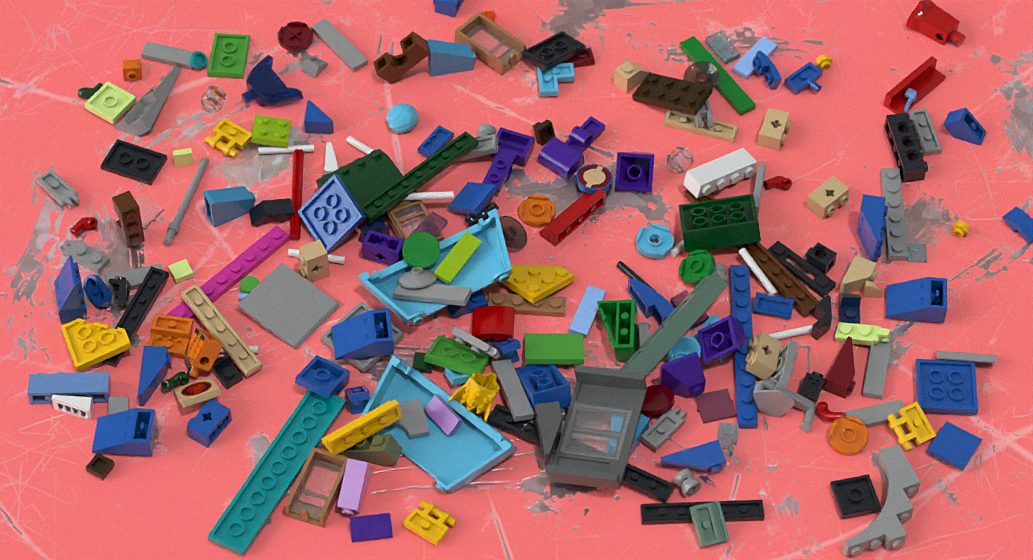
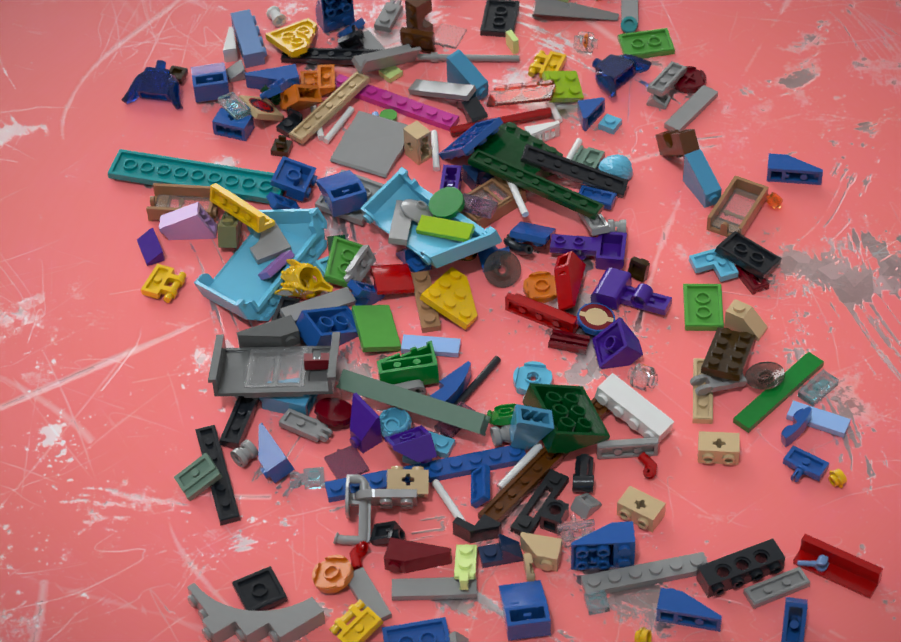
camera: 80 degrees right, 5 degrees down
(42, 356) = (278, 19): none -> white bush
(116, 484) = (155, 84): none -> clear blue torso
(149, 233) = (418, 38): none -> reddish brown plate
(172, 263) = (385, 58): none -> light grey panel
(182, 367) = (276, 88): none -> blue plate
(197, 408) = (234, 106): none -> clear light blue plate
(235, 228) = (442, 89): none -> light grey tile
(245, 332) = (338, 125): none -> white bar
(259, 387) = (281, 146): none -> dark brown tile
(274, 161) = (521, 93): none -> clear red windscreen
(297, 48) = (666, 79): none -> light grey tile
(334, 110) = (610, 124): none -> medium azure plate
(384, 138) = (589, 156): none -> sand green plate
(406, 145) = (573, 170): none -> black tile
(546, 186) = (568, 277): none -> red slope
(601, 101) = (702, 307): none -> bright green tile
(604, 397) = (316, 364): none -> dark red piece
(620, 195) = (569, 339): none -> dark red tile
(738, 243) = (529, 426): none -> dark azure slope
(784, 230) = (583, 478): none -> black piece
(809, 237) = (585, 505): none -> light grey slope
(838, 246) = (574, 529): none -> clear hips
(939, 194) = (682, 609): none -> blue slope

